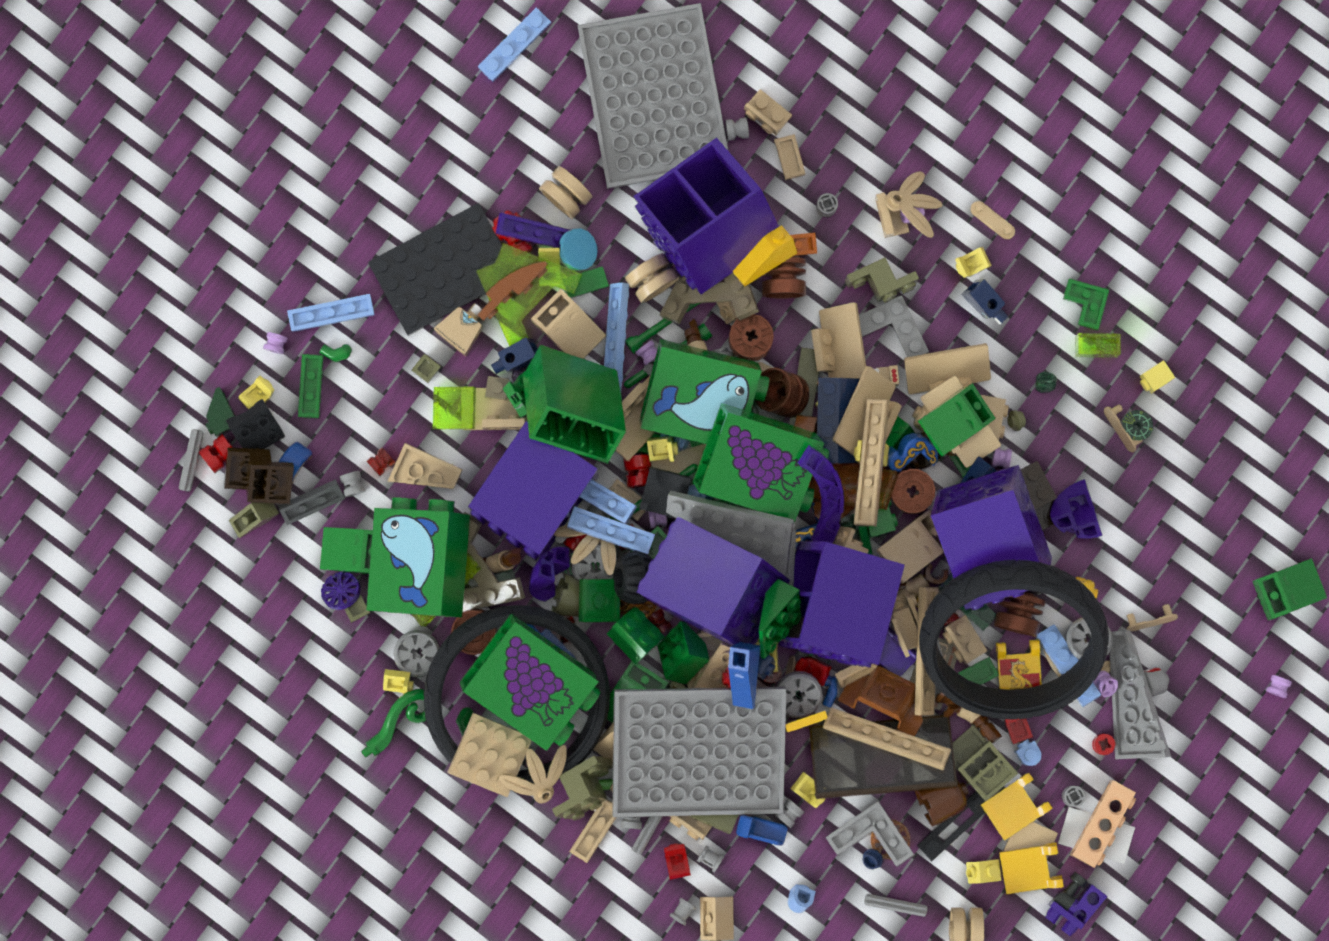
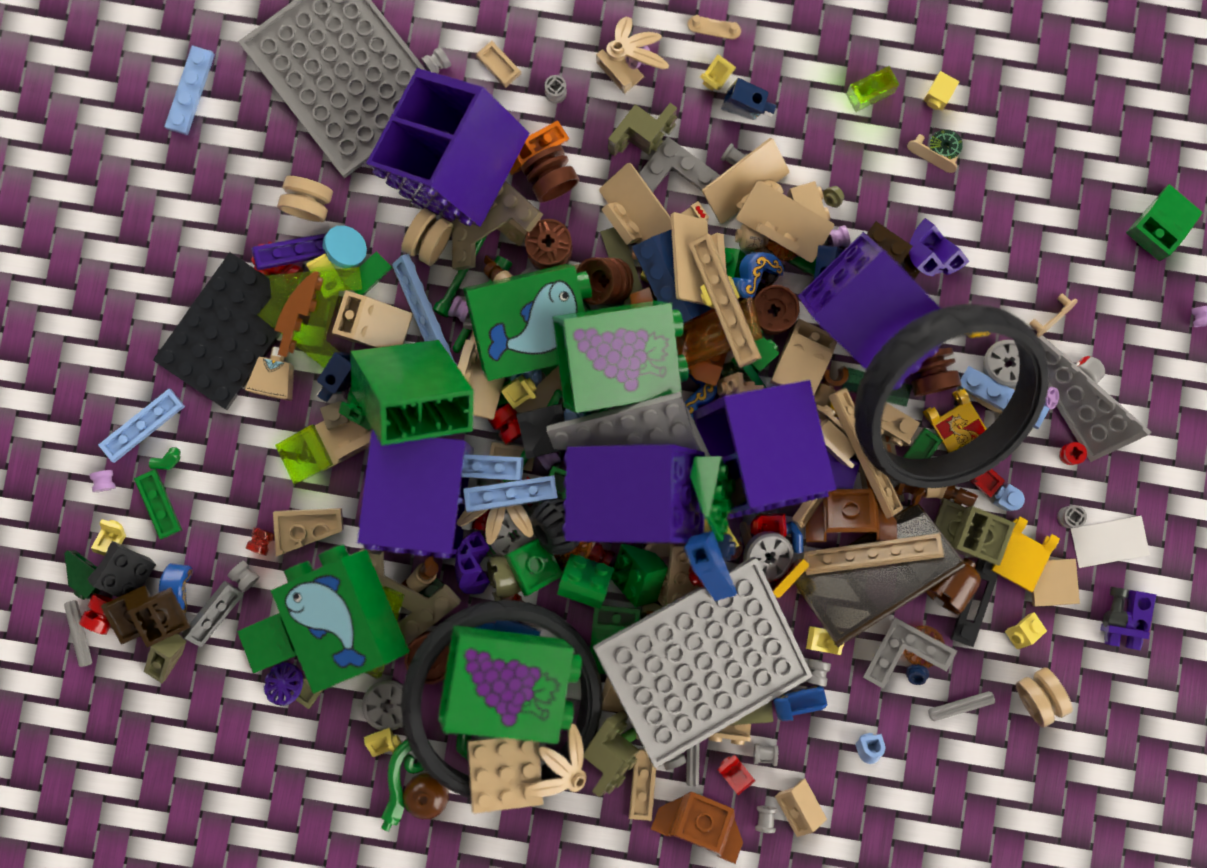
camera: 25 degrees left, 0 degrees up
(410, 745) = (425, 797): none -> reddish brown cylinder
(426, 368) = (258, 431): olive plate -> none
(628, 886) = (702, 824): none -> dark orange piece
(766, 255) = (522, 158): yellow slope -> none
(767, 112) = (456, 33): tan bracket -> none
(831, 493) = (700, 347): dark purple tile -> none
(949, 341) = (732, 155): none -> light grey bush
(956, 419) = (783, 218): green slope -> none
(1028, 869) = (1067, 606): yellow flag -> none
(1045, 382) = (841, 148): clear green tile -> none
(1093, 301) = (840, 51): green tile -> none
(1126, 799) = (1104, 518): light nougat brick -> none

